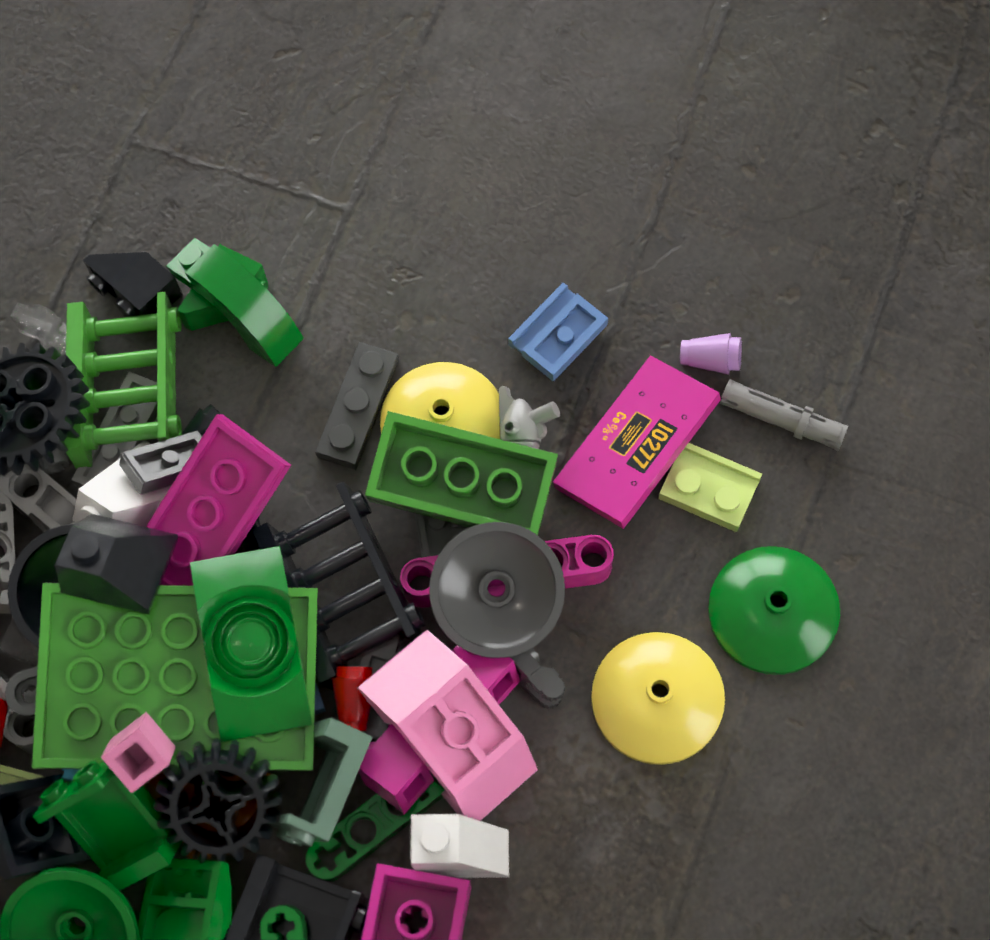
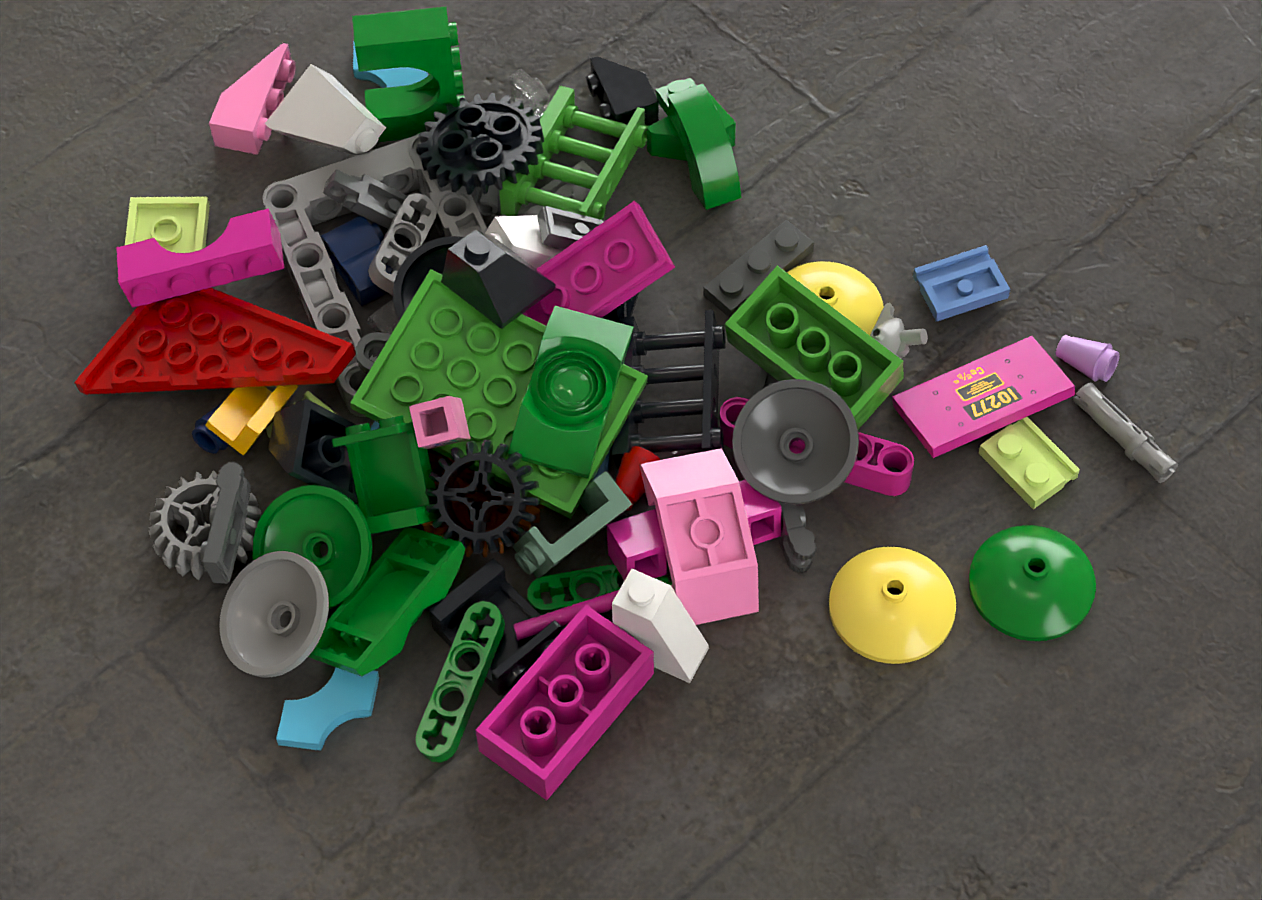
camera: 25 degrees right, 10 degrees down
(364, 868) = (562, 616): none -> dark pink bar

